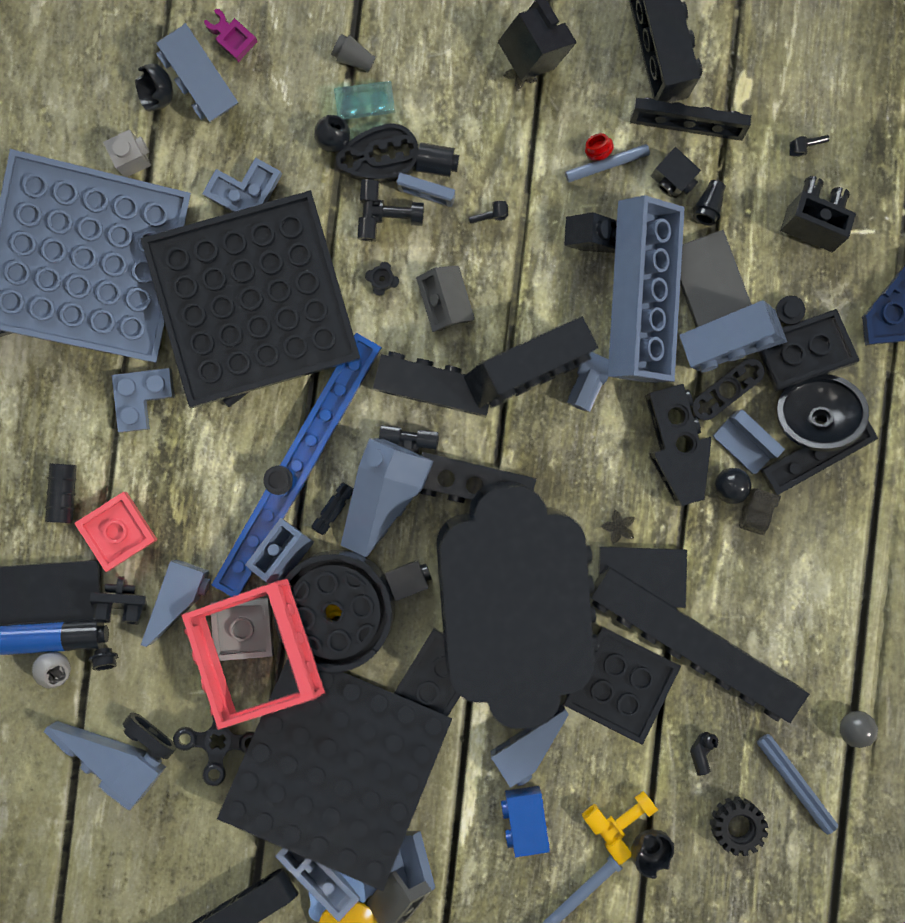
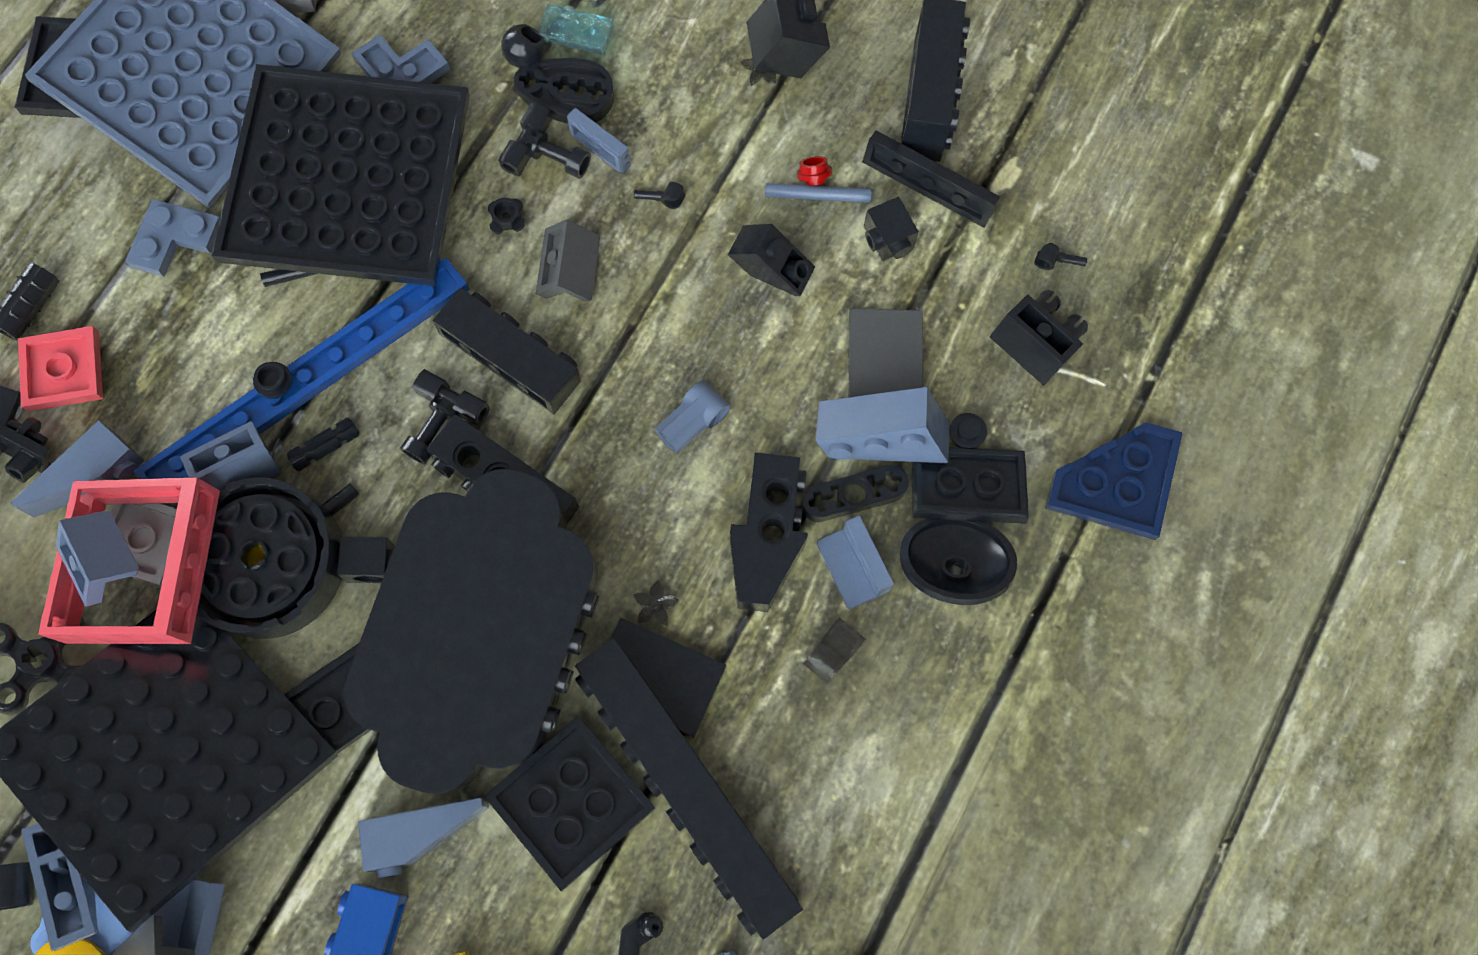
camera: 20 degrees right, 15 degrees down
(231, 662) = (94, 553): none -> sand blue panel
(382, 490) = (386, 435): sand blue wedge -> none
(437, 160) = (625, 115): black brick -> none
(531, 363) = (624, 356): black brick -> none
(646, 290) = (798, 337): sand blue brick -> none
(709, 205) = (917, 277): black cone -> none
(733, 485) = (813, 607): black piece -> none
(805, 463) = (928, 616): black plate -> none

